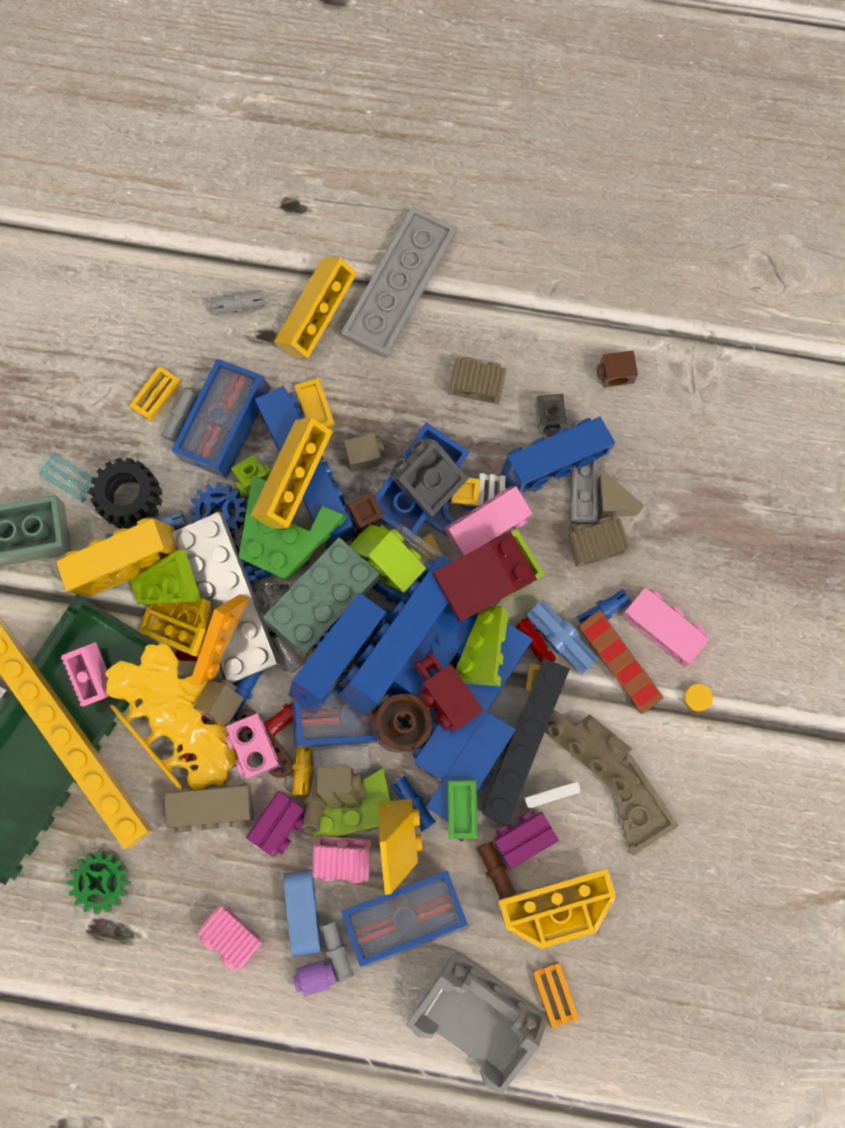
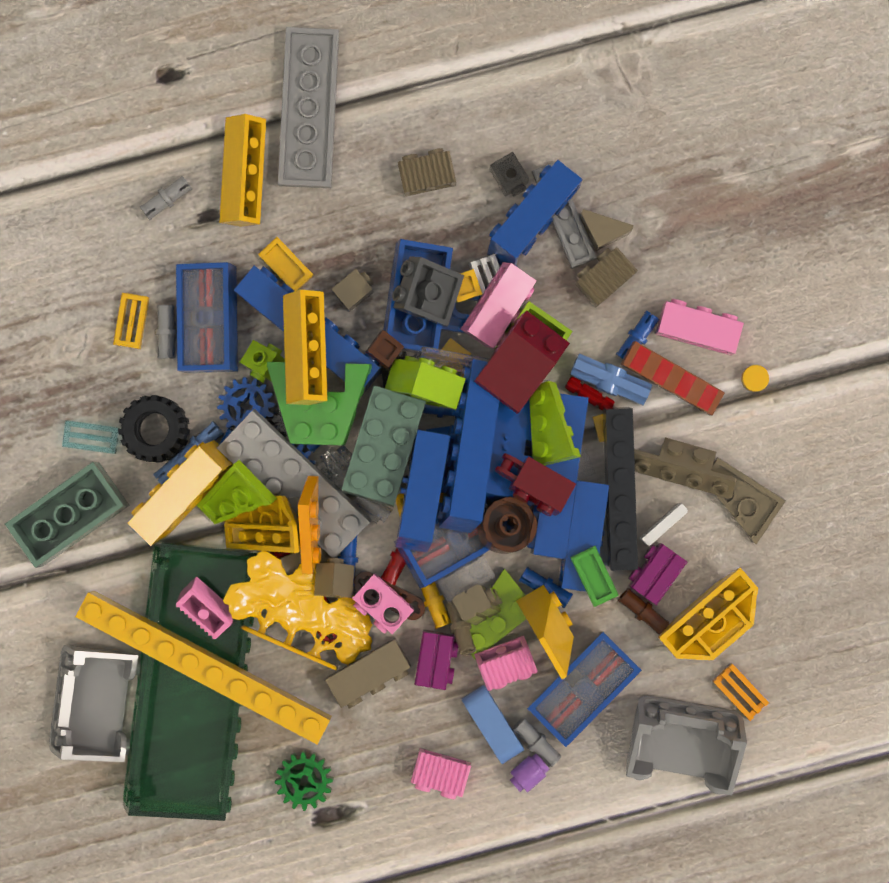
camera: 25 degrees left, 10 degrees up
(617, 369) = (552, 102): reddish brown brick -> none

